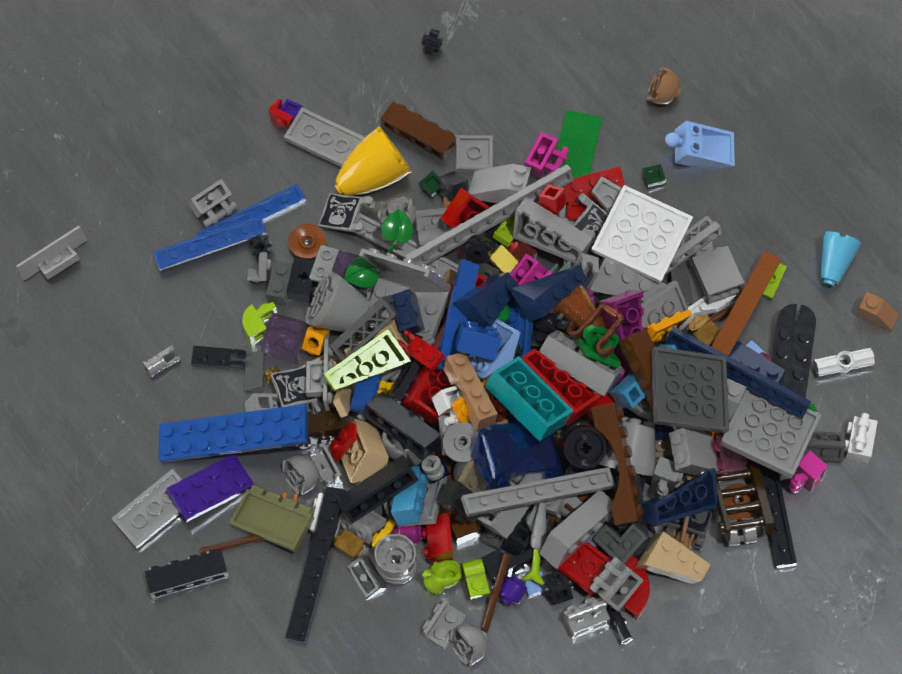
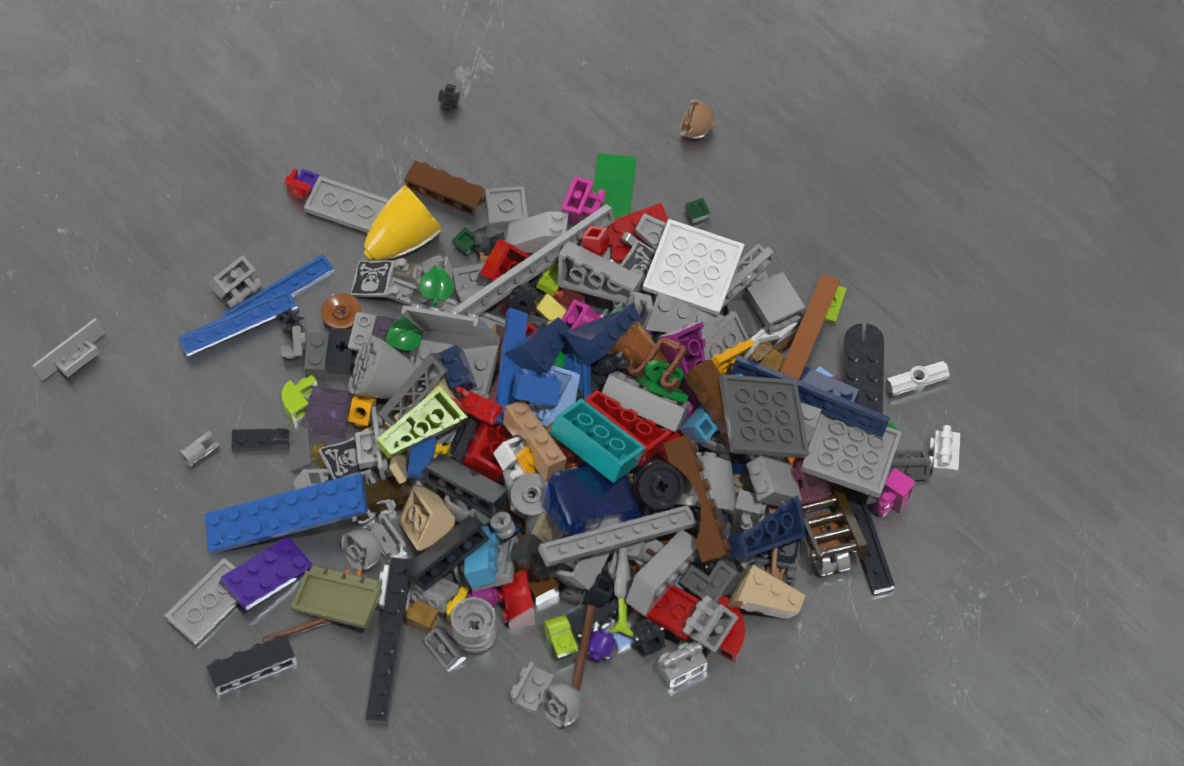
camera: 10 degrees left, 5 degrees down
(343, 441) = (404, 510): red plate -> none
(442, 576) = (524, 638): lime hair -> none
(619, 624) = (717, 668): black pin -> none
(702, 145) = (743, 175): light blue slope -> none
(837, 256) = (897, 272): medium azure cone -> none
(877, 312) = (946, 324): medium nougat slope -> none

